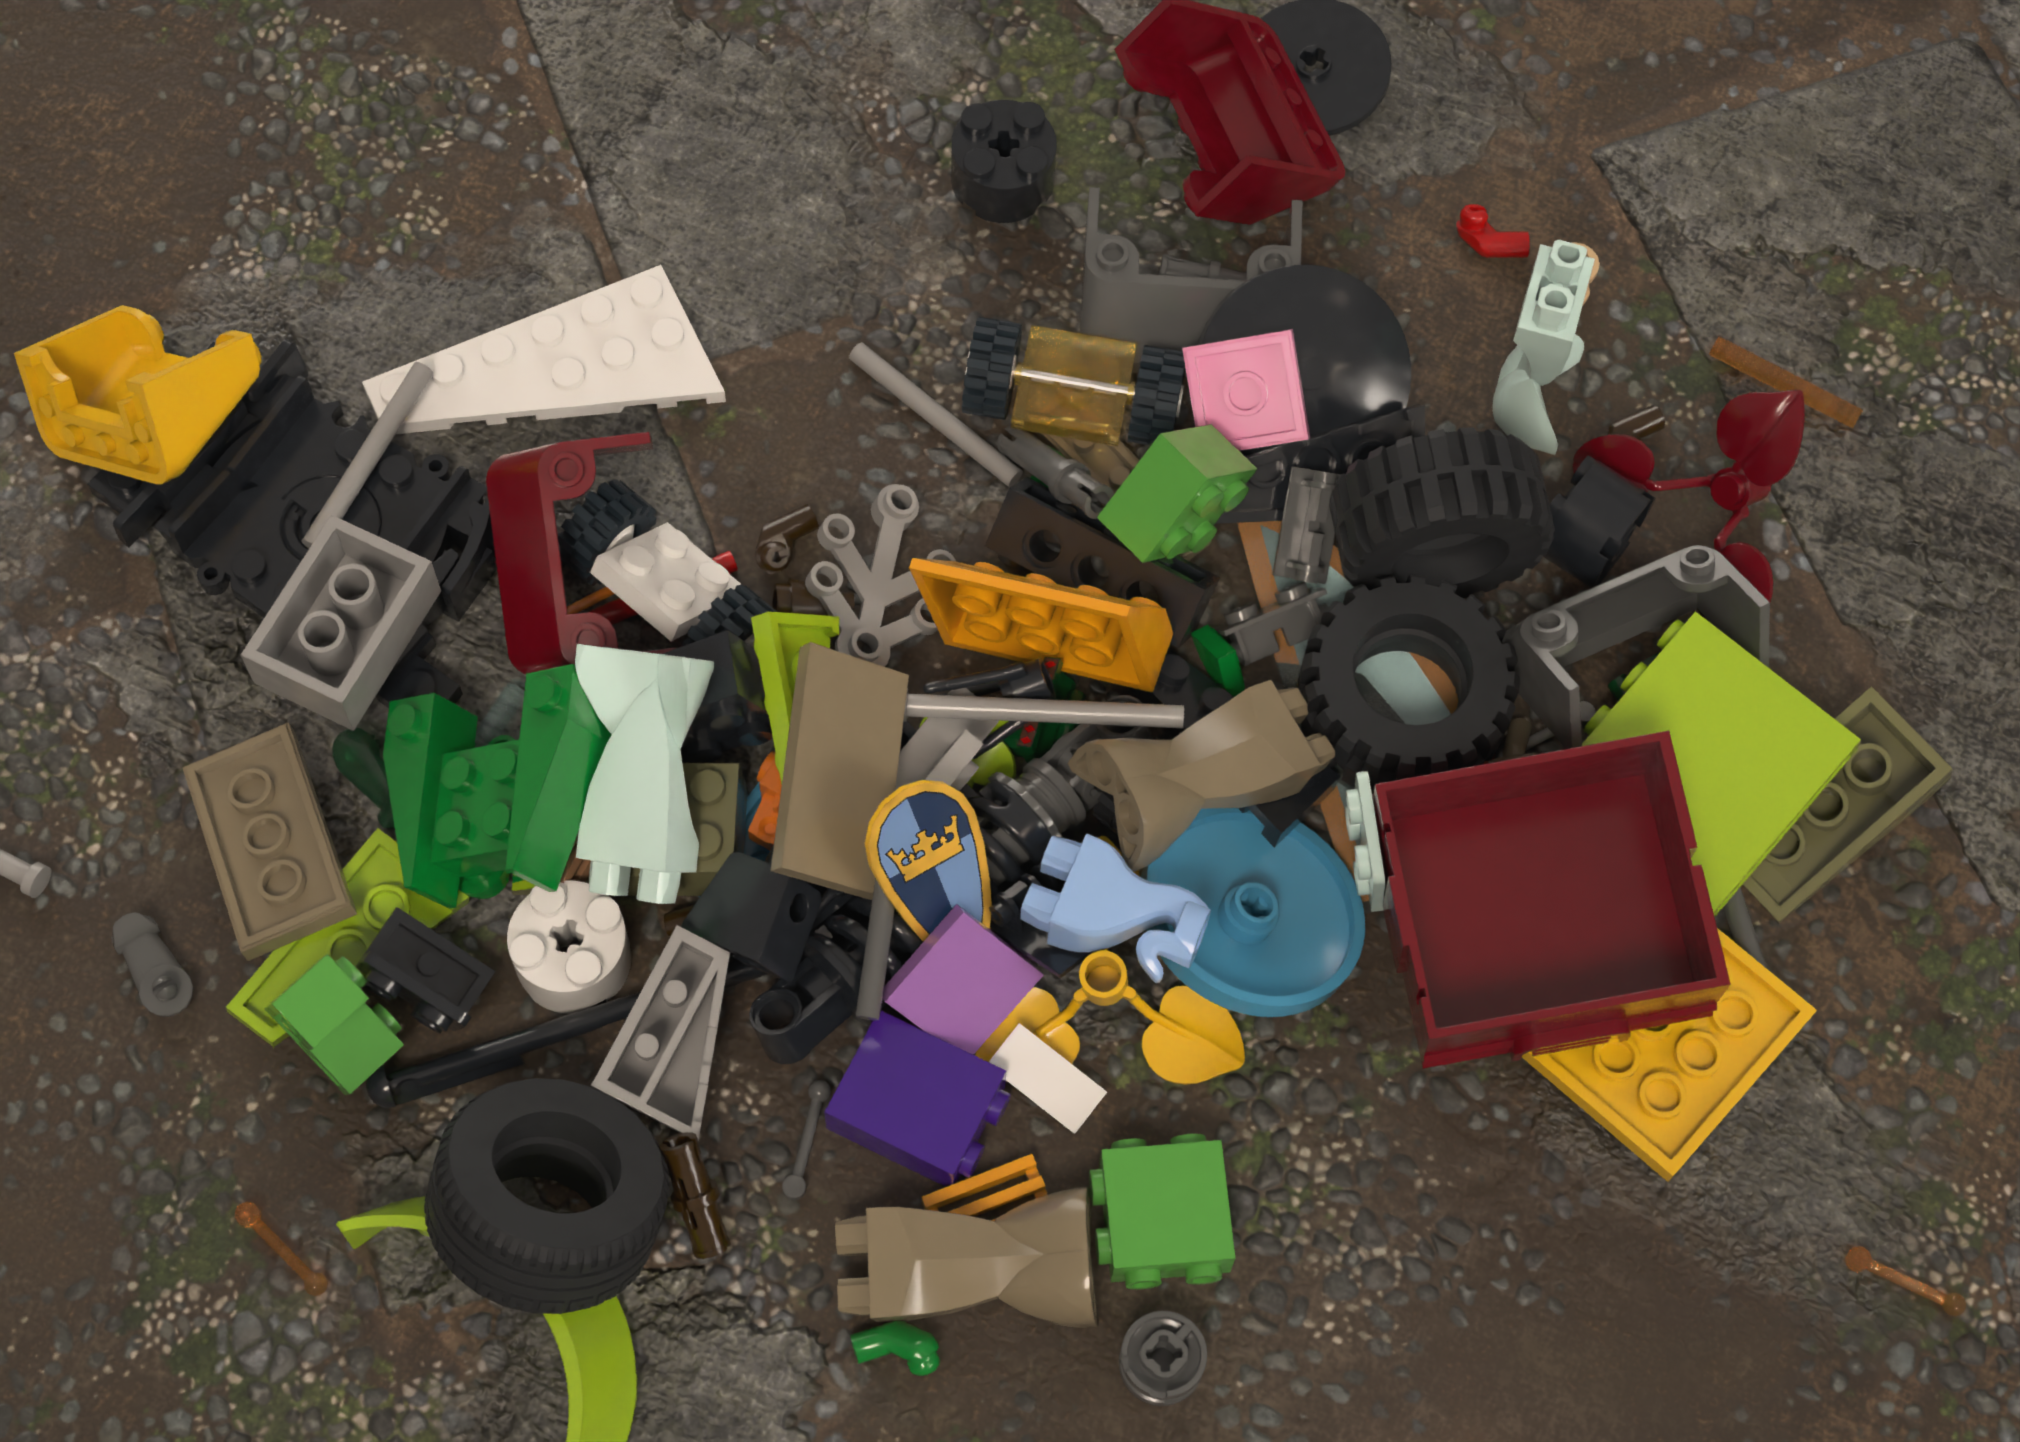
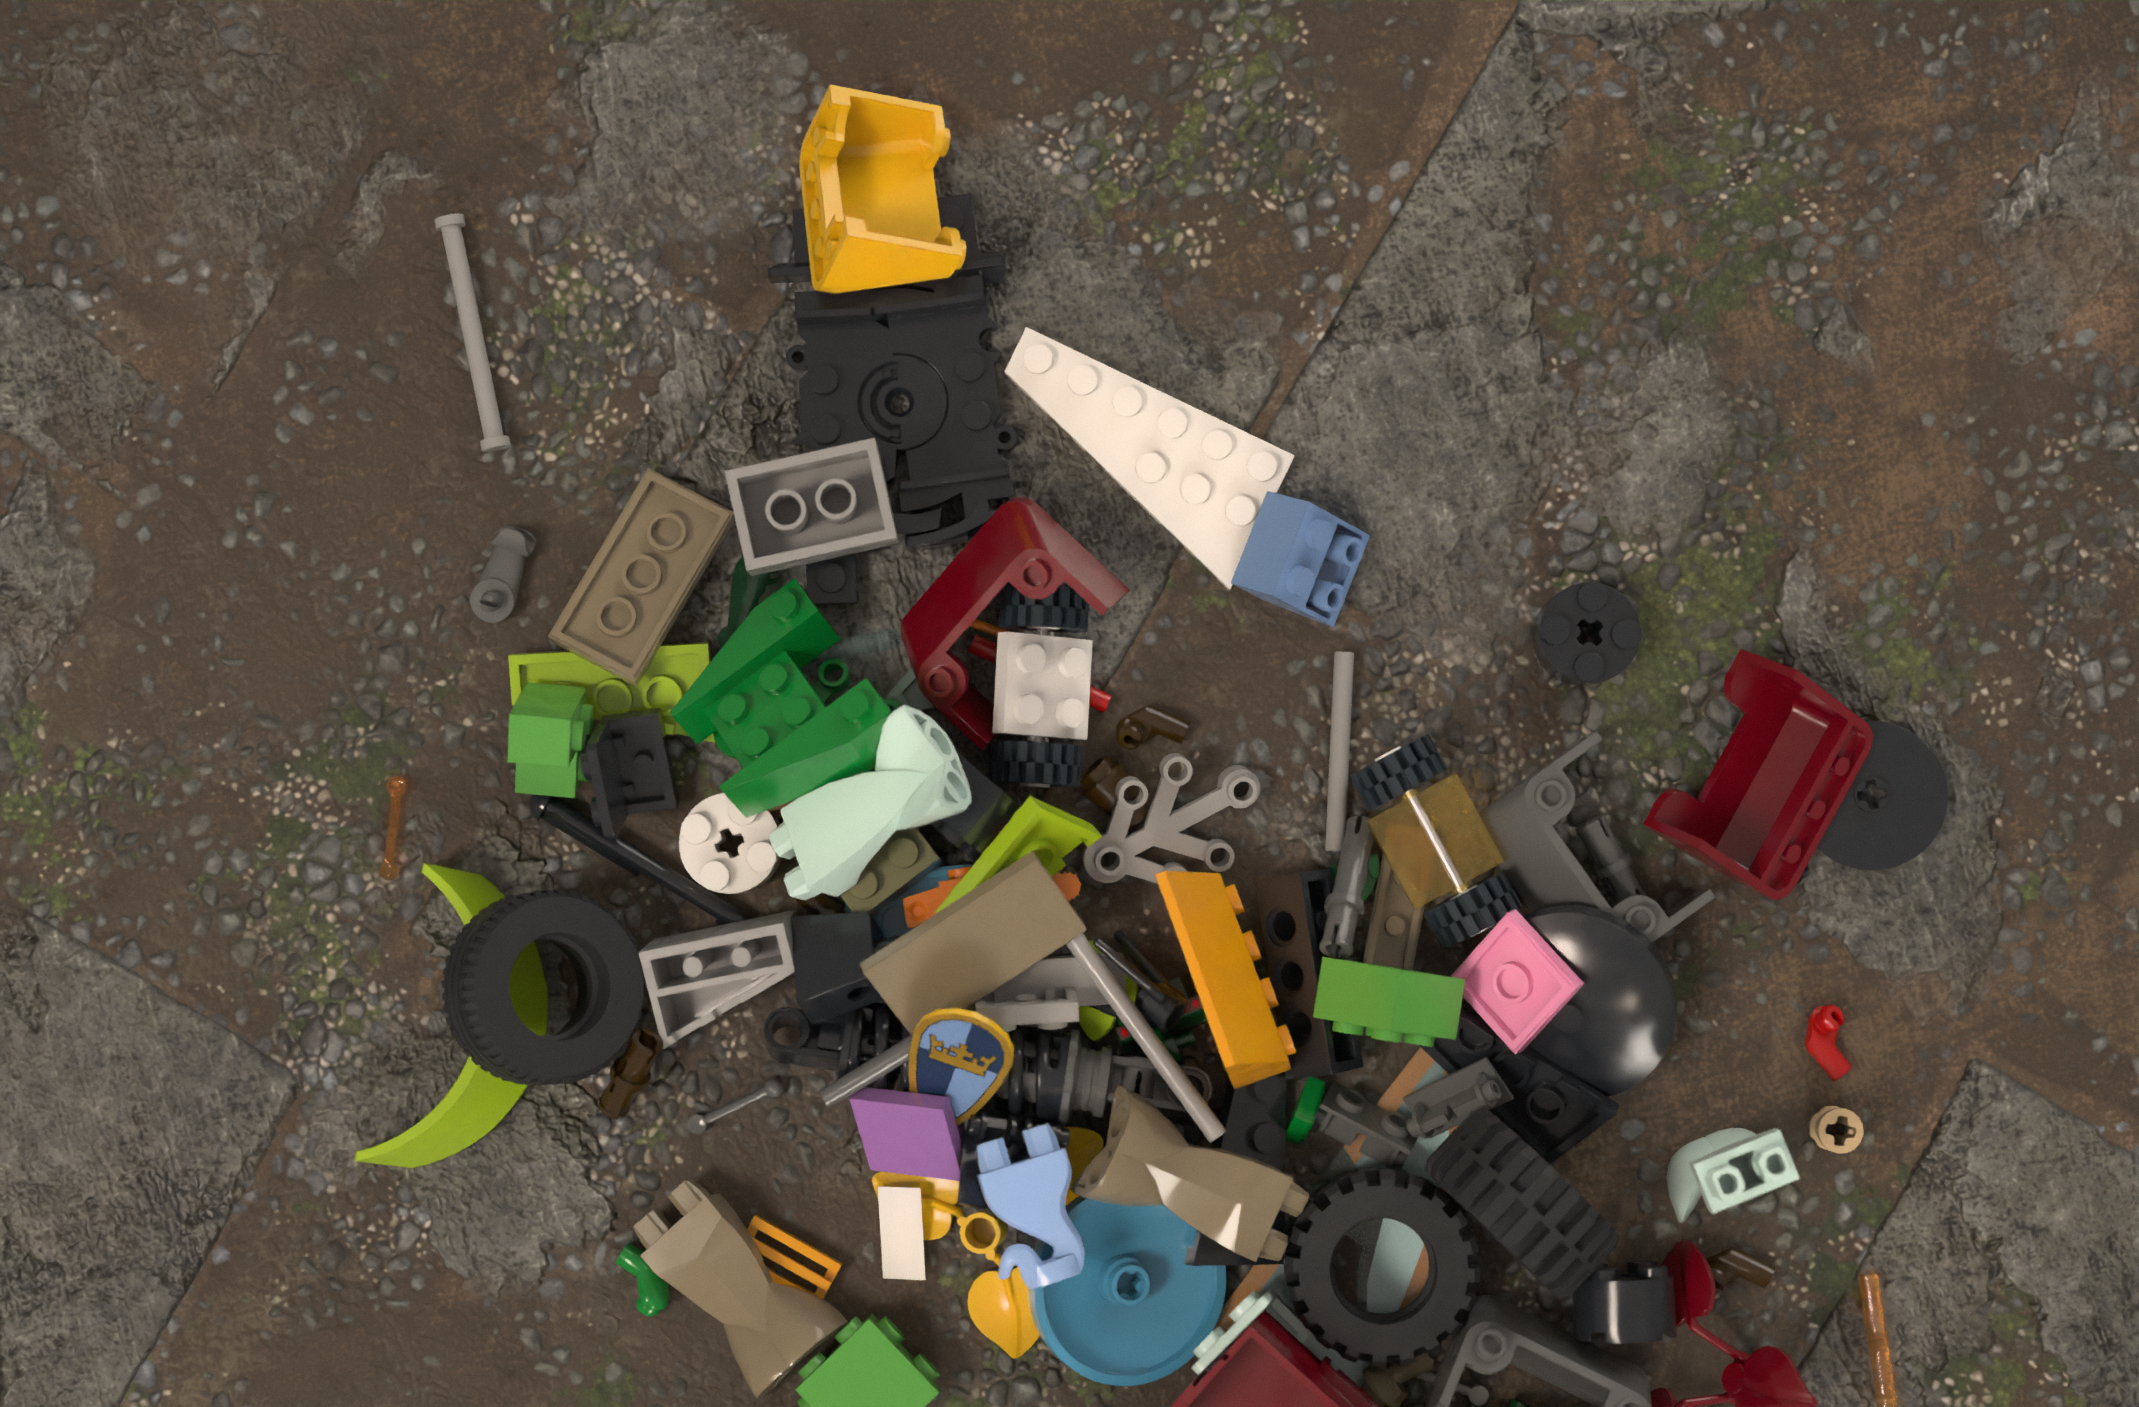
camera: 55 degrees right, 20 degrees up
(372, 449) = (968, 389): light grey bar -> none
(747, 318) = (1300, 558): none -> medium blue slope
(918, 1100) = (813, 1165): dark purple brick -> none

